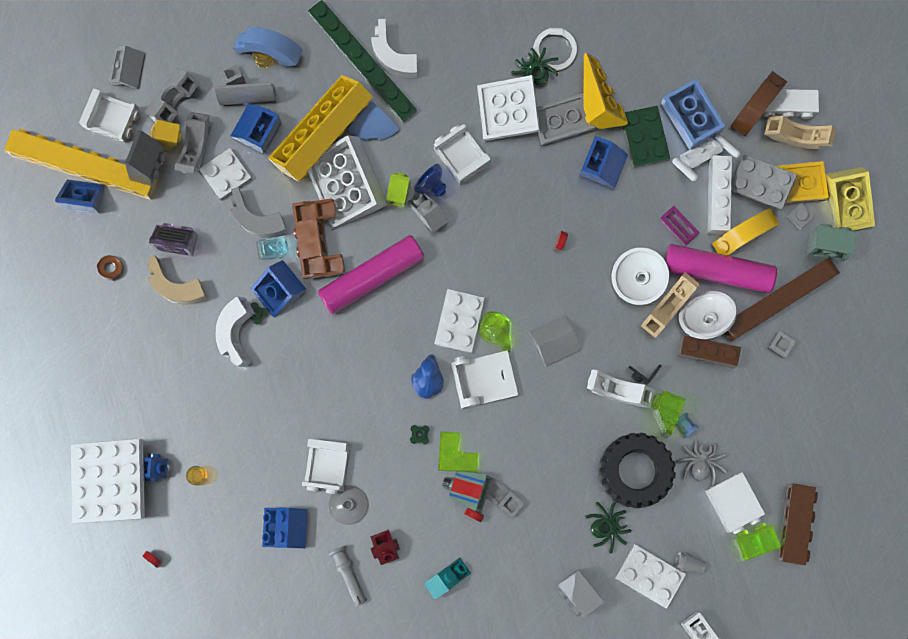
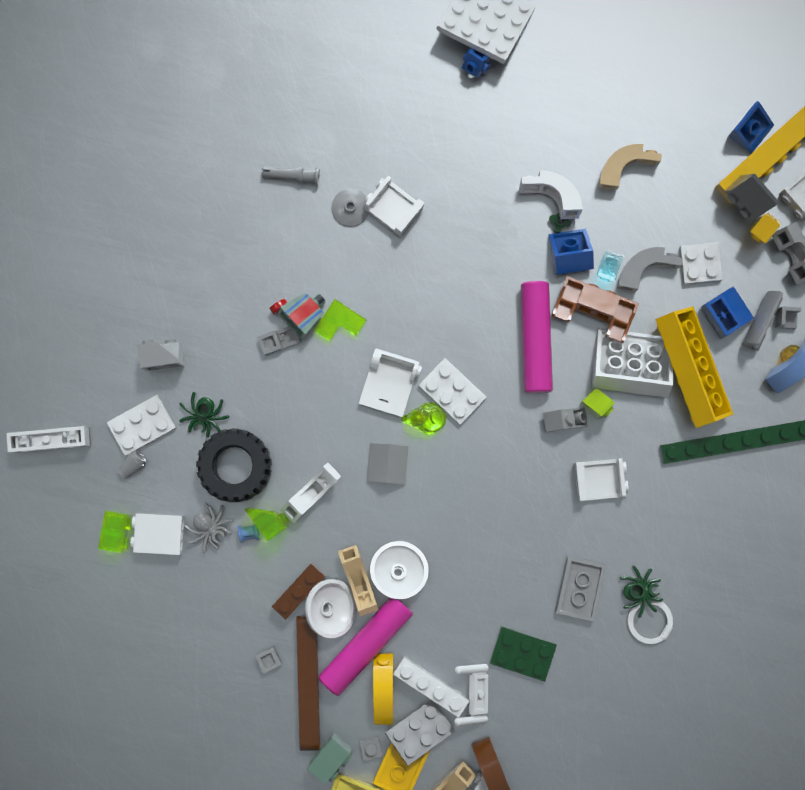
camera: 125 degrees right, 5 degrees up
(109, 259) = (681, 118): dark orange piece -> none
(152, 559) = (400, 20): red tile -> none
(174, 240) = (665, 185): clear purple slope -> none
(194, 144) = (742, 250): light grey arch -> none
(194, 473) = (447, 90): clear yellow wheel -> none
(284, 528) = (361, 142): blue slope -> none
(373, 124) = (672, 417): medium blue brick -> none
(384, 551) = (295, 215): dark red brick -> none
(397, 64) = (716, 469): white arch -> none
(419, 439) = (374, 305): dark green plate -> none
(428, 378) = (418, 335): blue hair -> none
(431, 181) = (590, 437): clear blue hair -> none
(447, 578) = (239, 254): teal slope -> none
(508, 108) = (618, 545): white plate -> none
(561, 240) = (472, 521): red tile -> none
(599, 102) = (577, 630): yellow wedge -> none
(604, 162) = (519, 601): blue slope -> none
(638, 377) = (312, 516): black bracket -> none
(690, 237) = (426, 642): magenta tile -> none
(692, 114) = (517, 707): medium blue brick -> none
(797, 524) = (109, 576): reddish brown brick -> none

